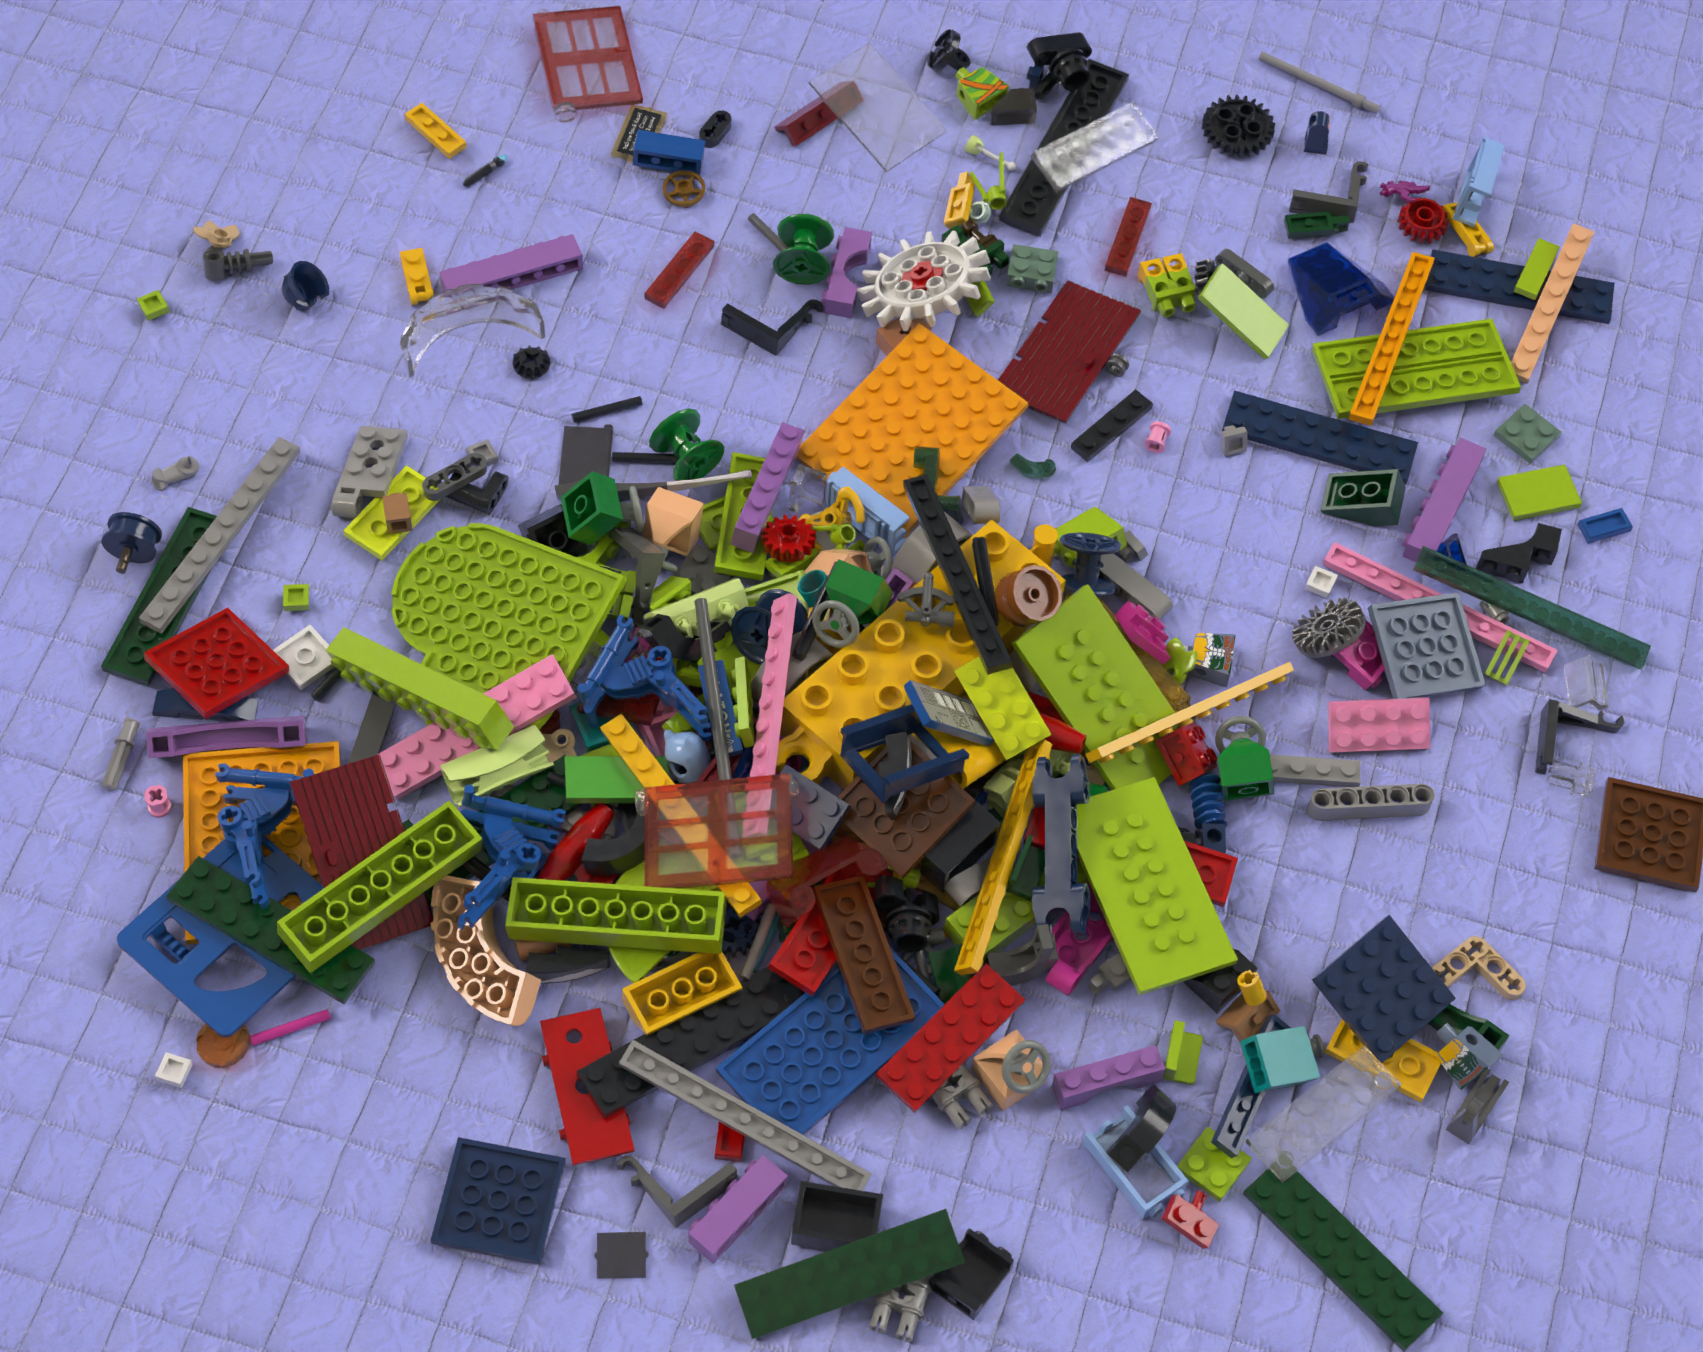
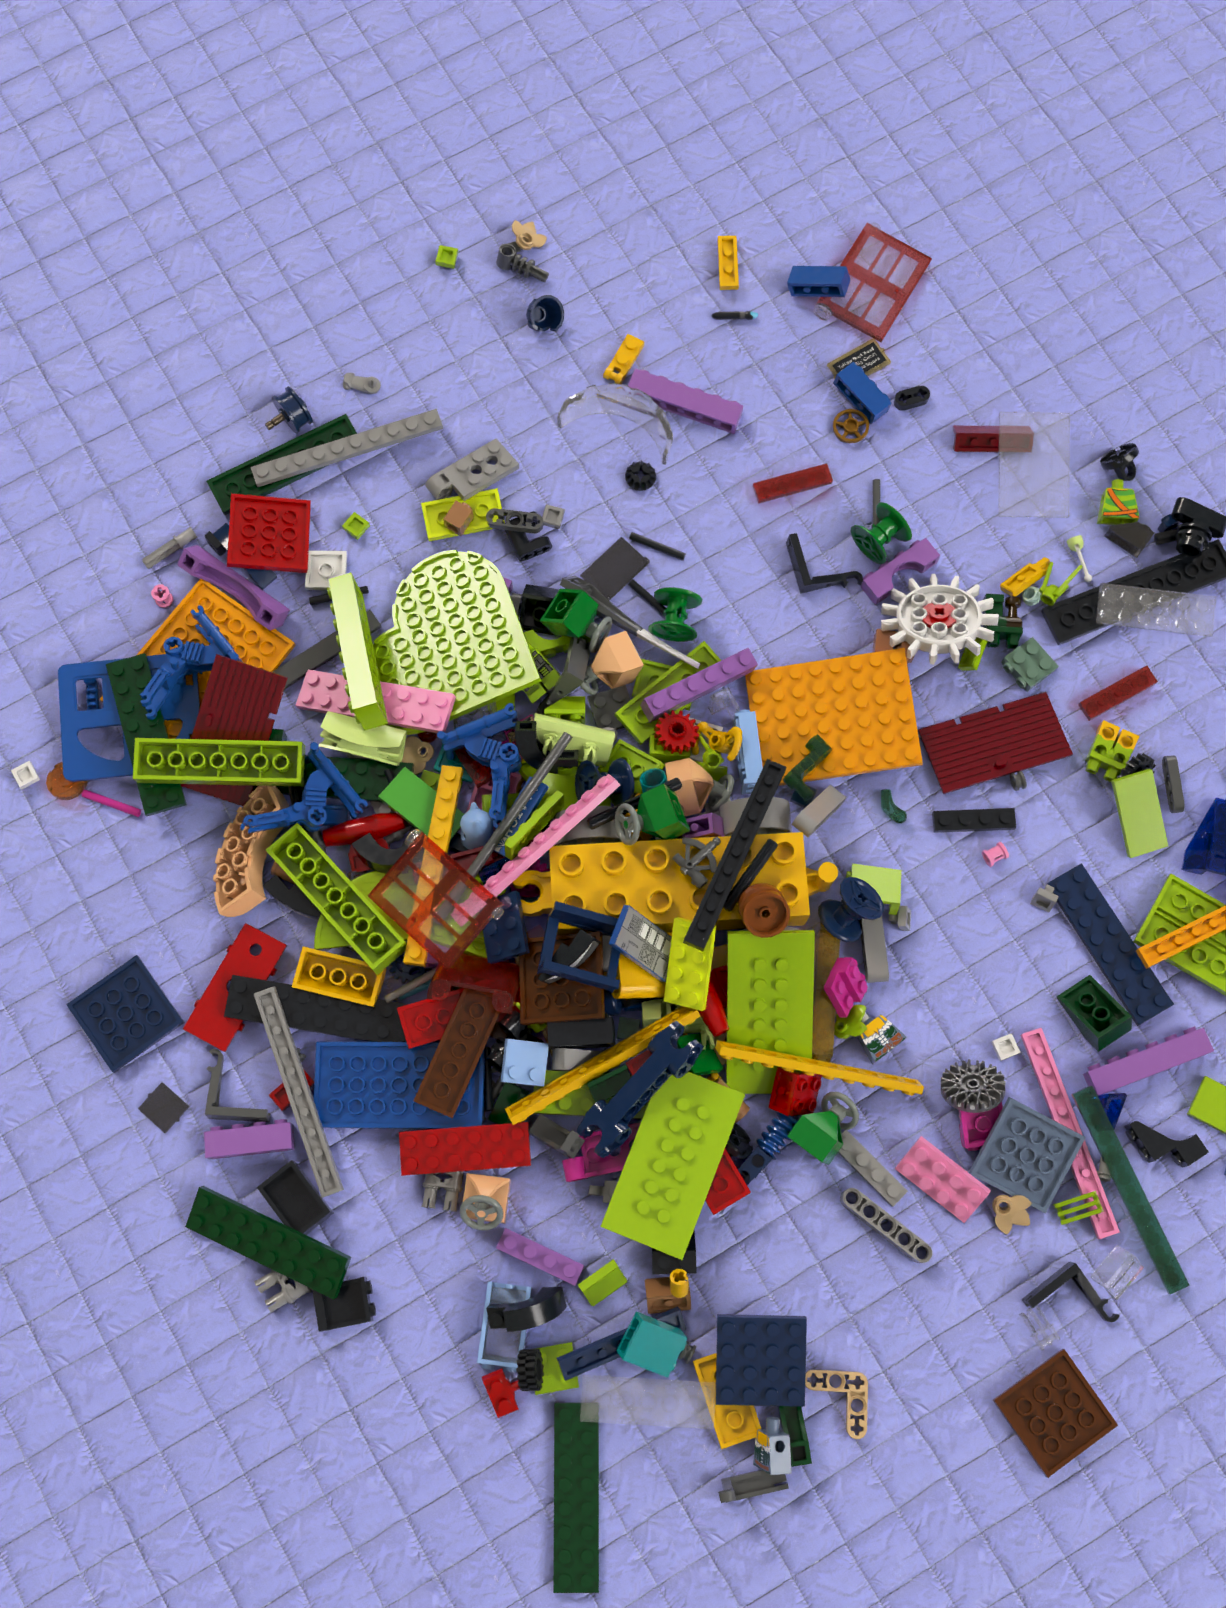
camera: 45 degrees right, 15 degrees up
(166, 715) = (214, 543): none -> black tile
(539, 86) = (819, 281): none -> blue brick
(934, 912) = (524, 1062): none -> light blue plate
(1199, 1169) = (530, 1370): none -> black tyre
(1460, 706) = (1011, 1214): none -> tan plate

